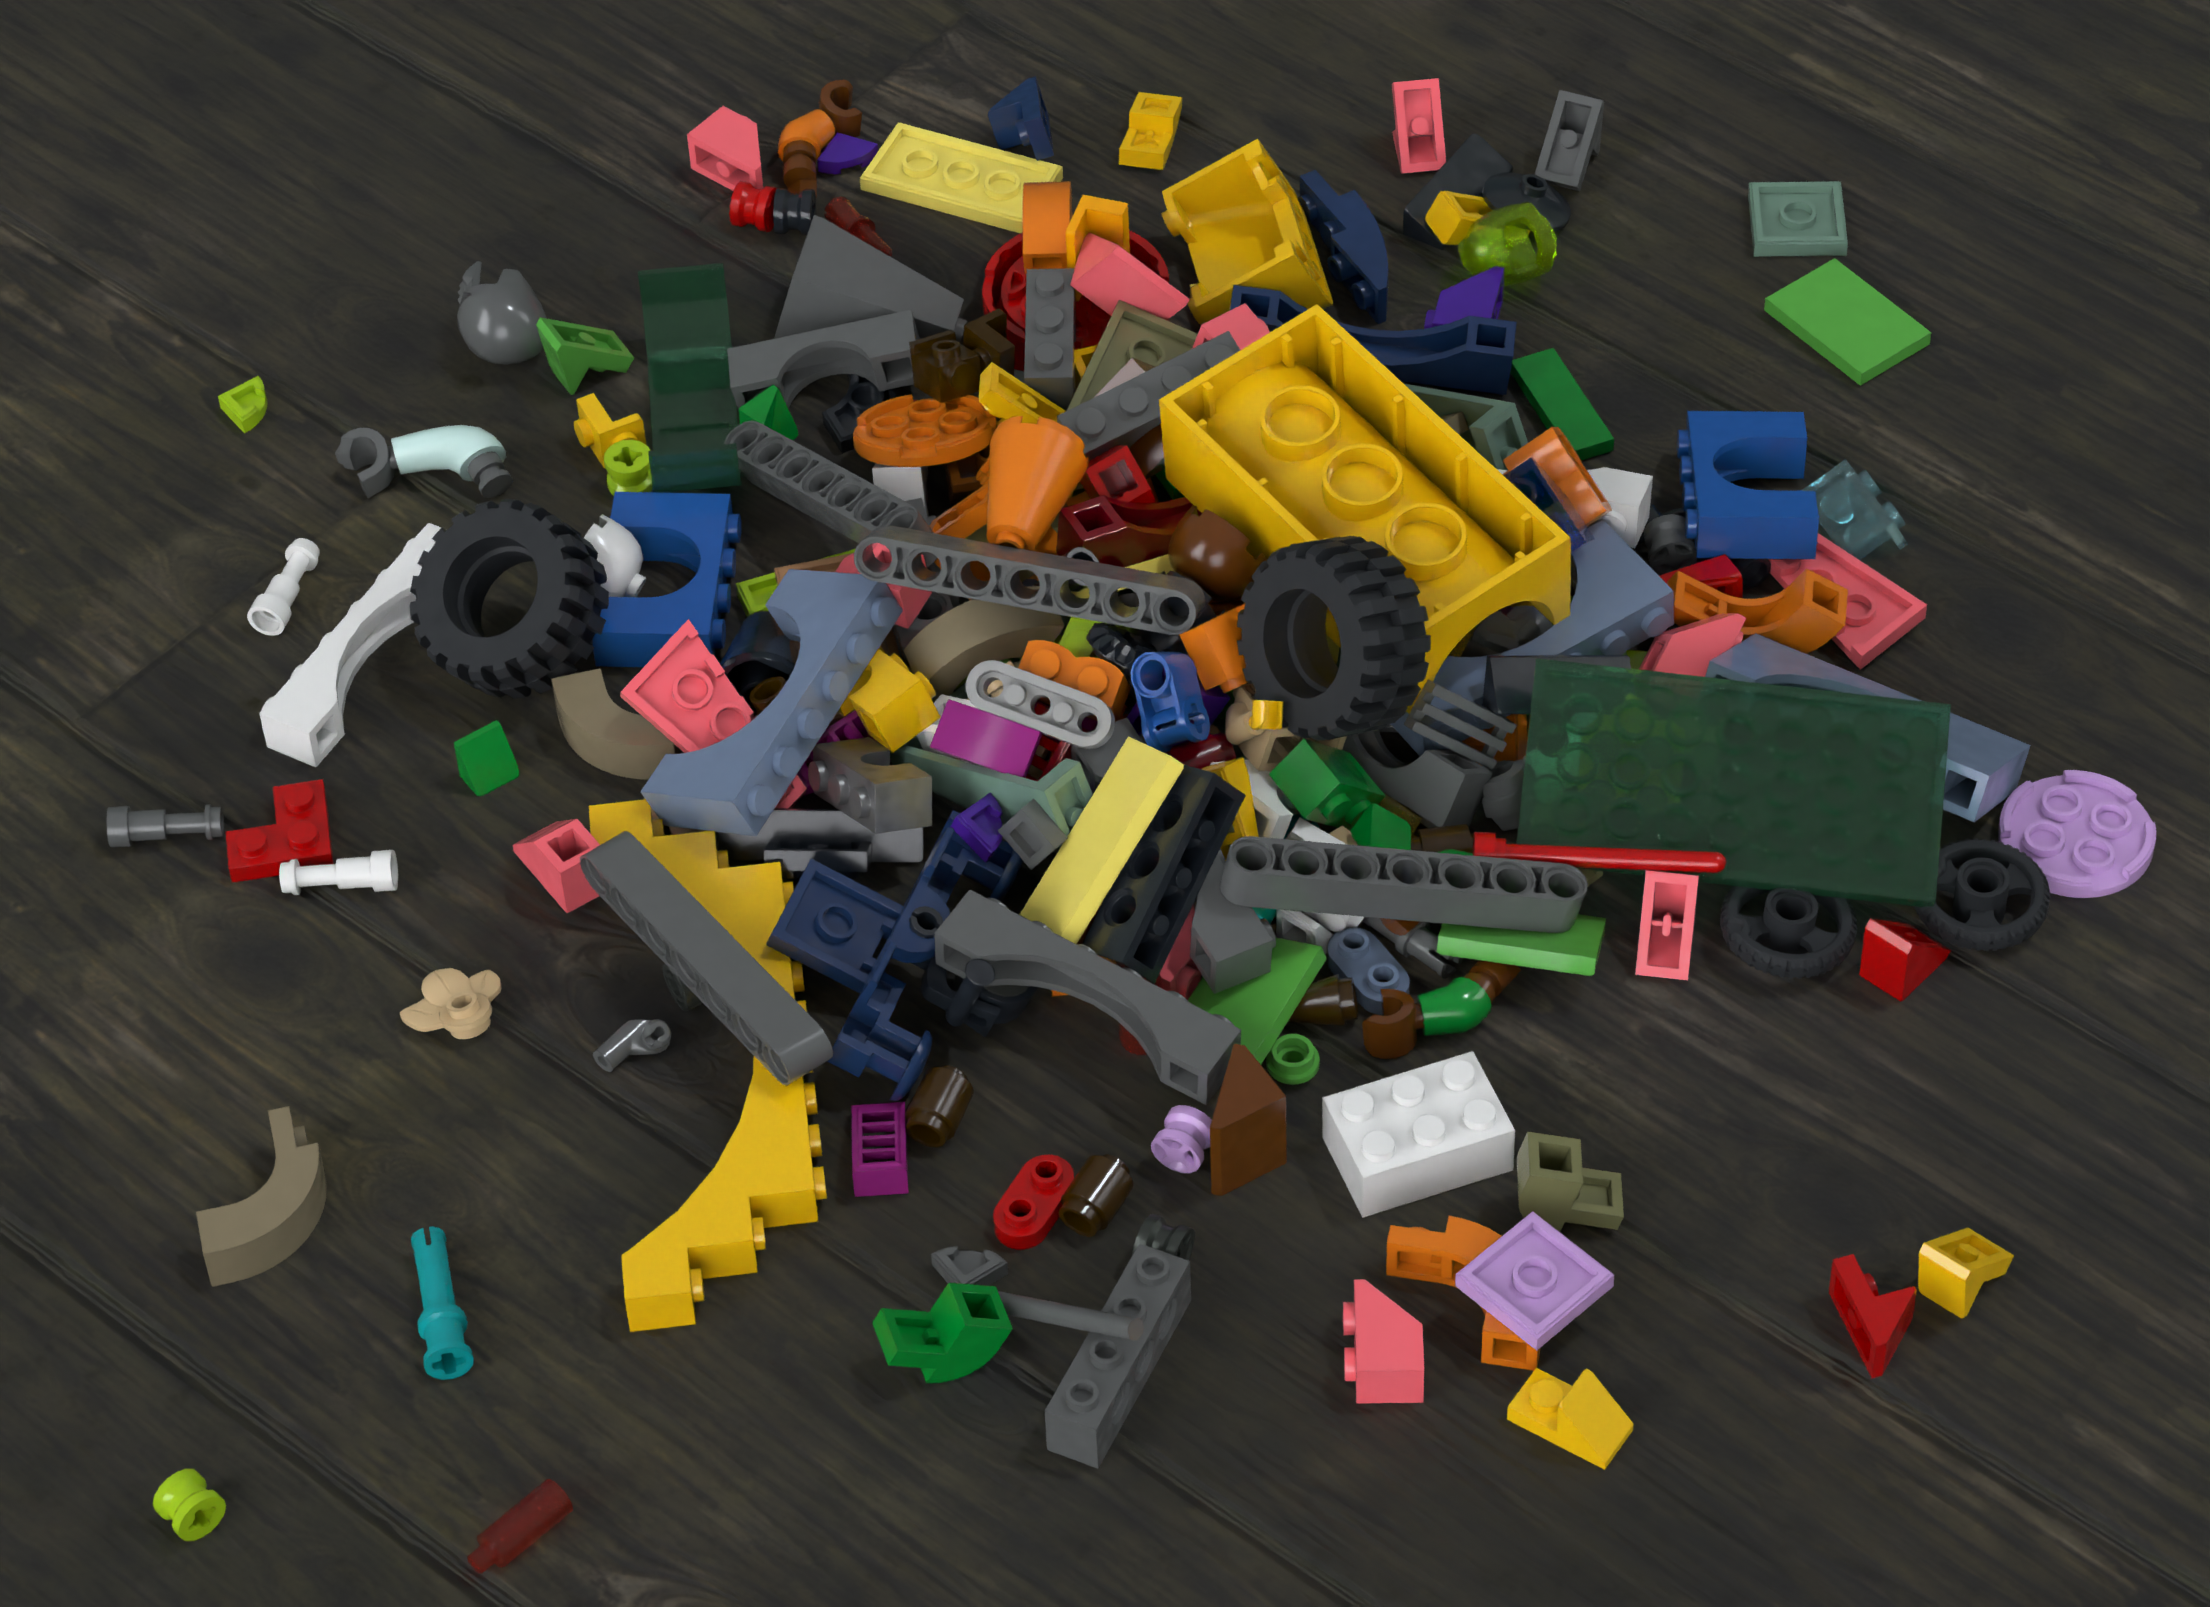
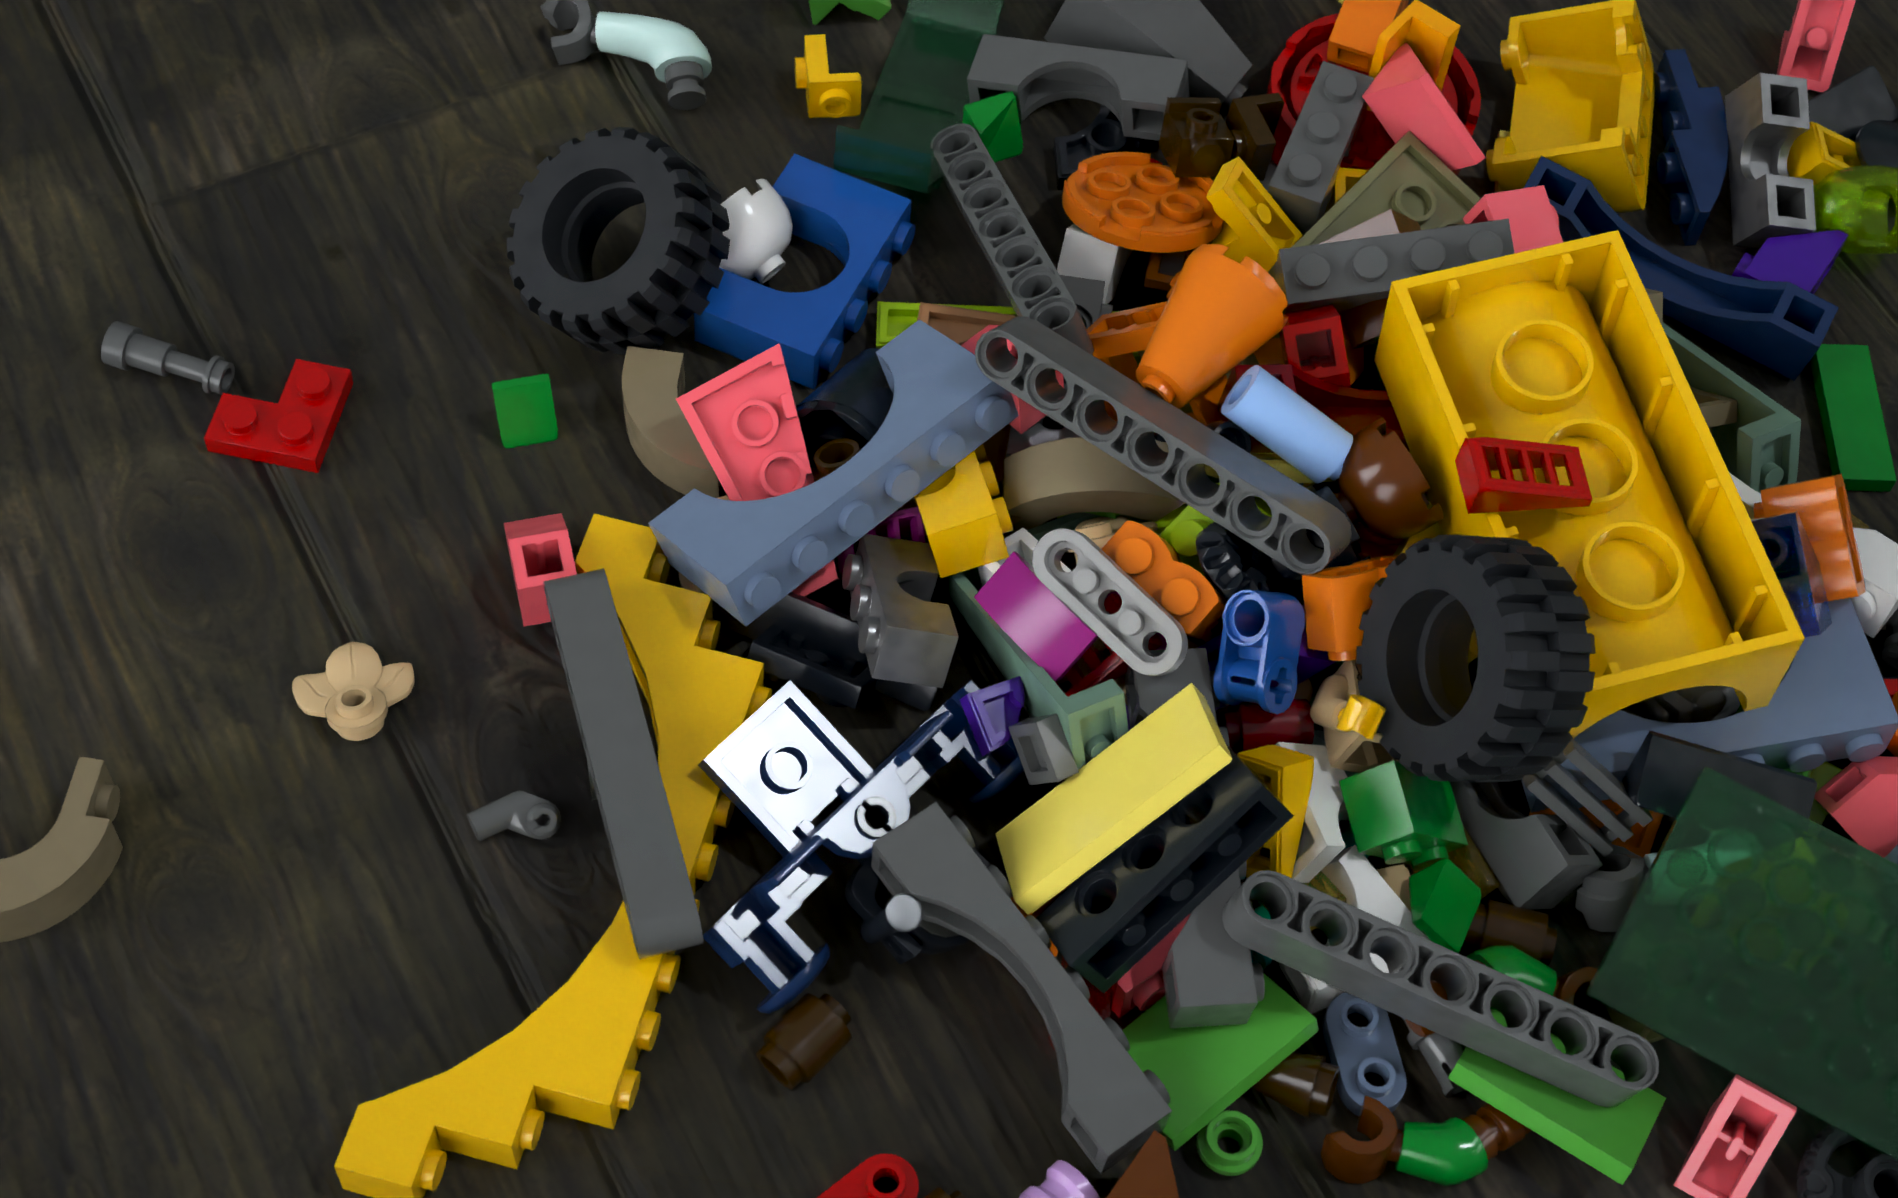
camera: 15 degrees right, 10 degrees up
(272, 609) = (396, 156): white piece -> none
(309, 709) = (378, 282): white arch -> none
(374, 871) = (351, 499): white piece -> none
(442, 1320) = (141, 1095): teal pin -> none
(628, 467) = (820, 125): lime wheel -> none
(879, 1177) = (703, 1108): magenta slope -> none
(1121, 535) = (1287, 425): none -> light blue brick
(1293, 511) = (1488, 494): none -> red slope
(1402, 206) = (1761, 127): none -> flat silver arch
(1488, 845) = (1561, 981): red piece -> none

